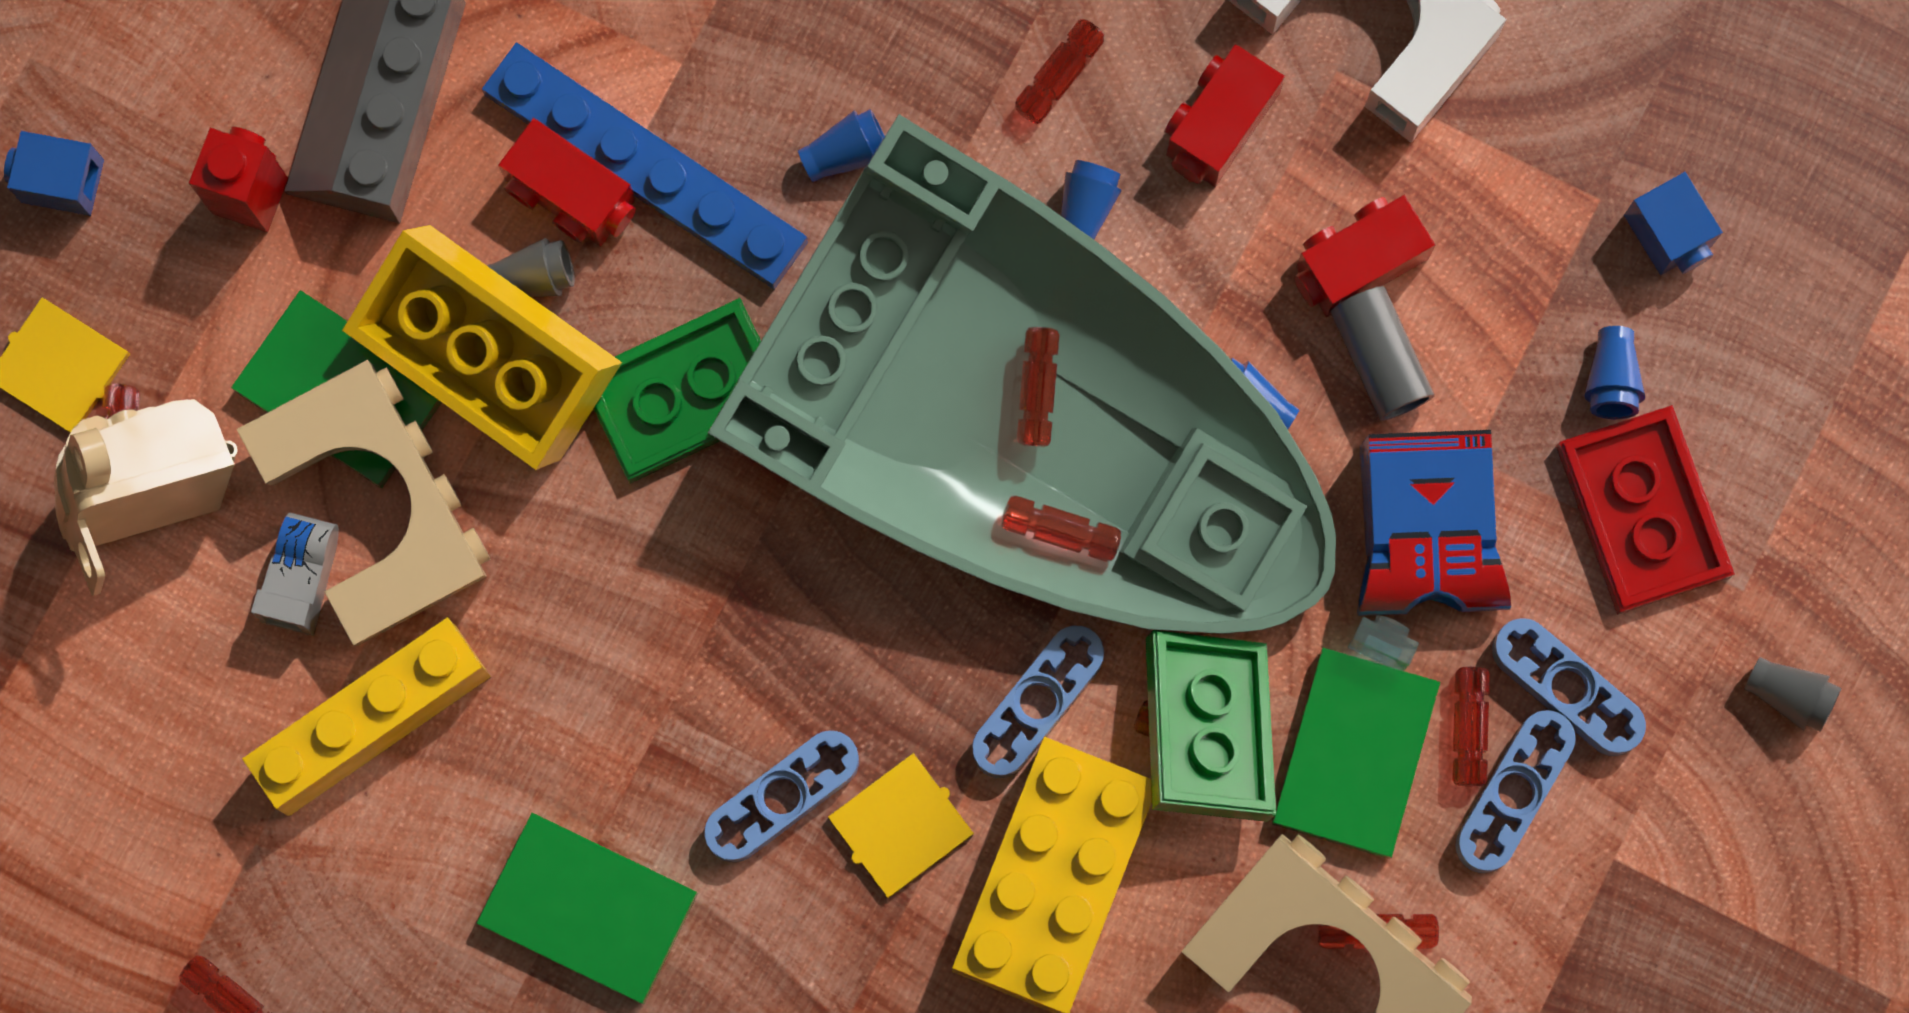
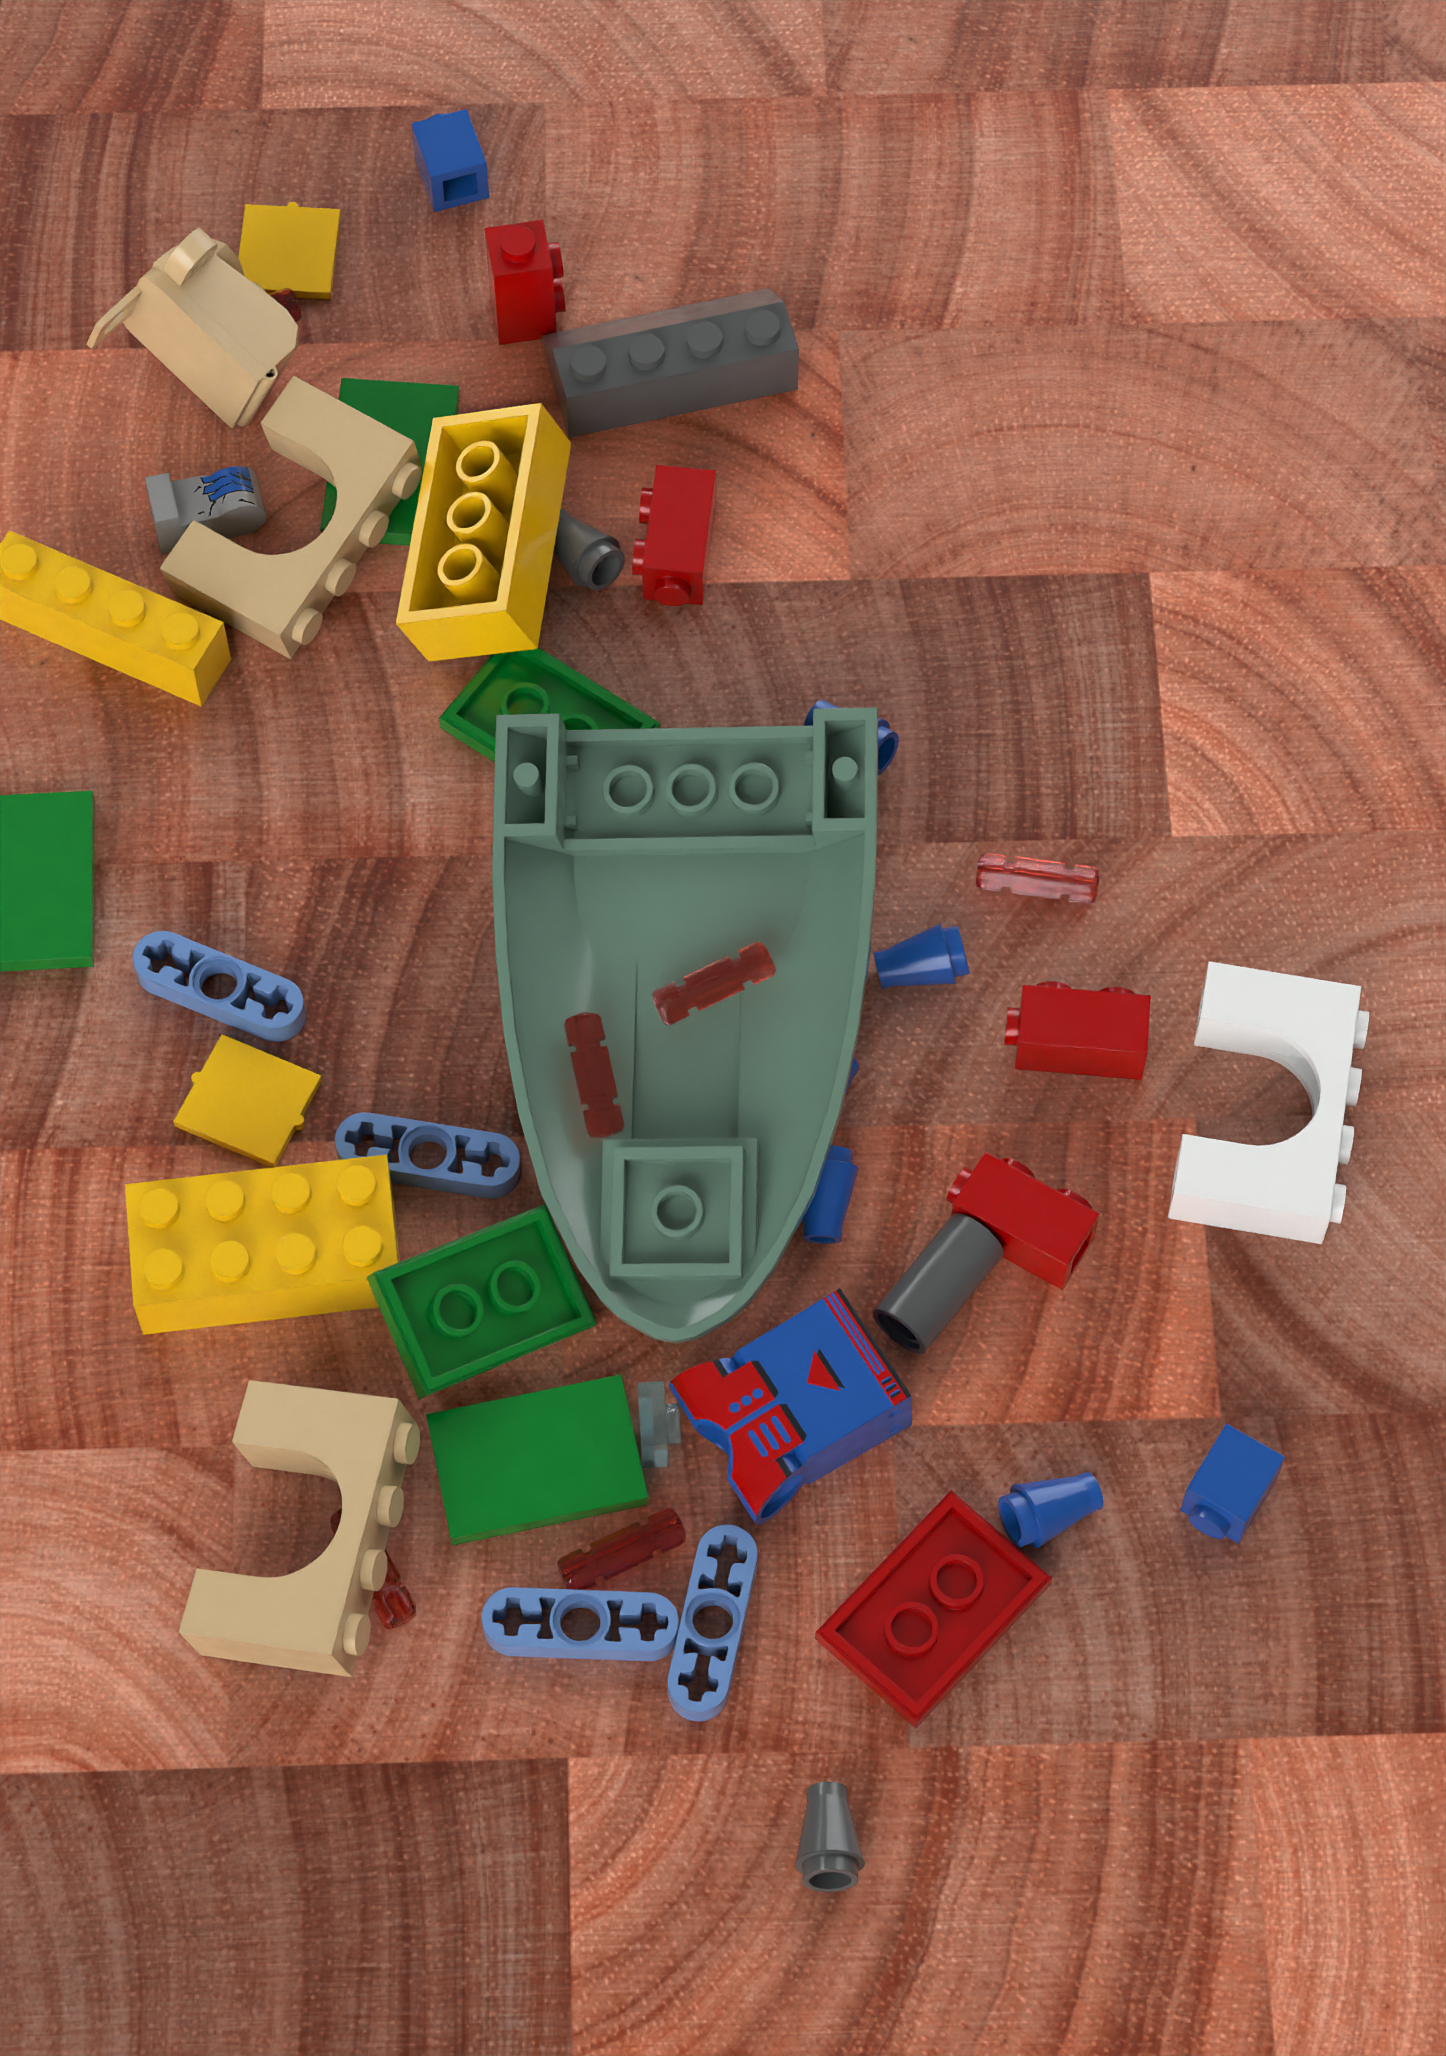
camera: 60 degrees right, 15 degrees down
(654, 168) = (737, 581): blue plate -> none

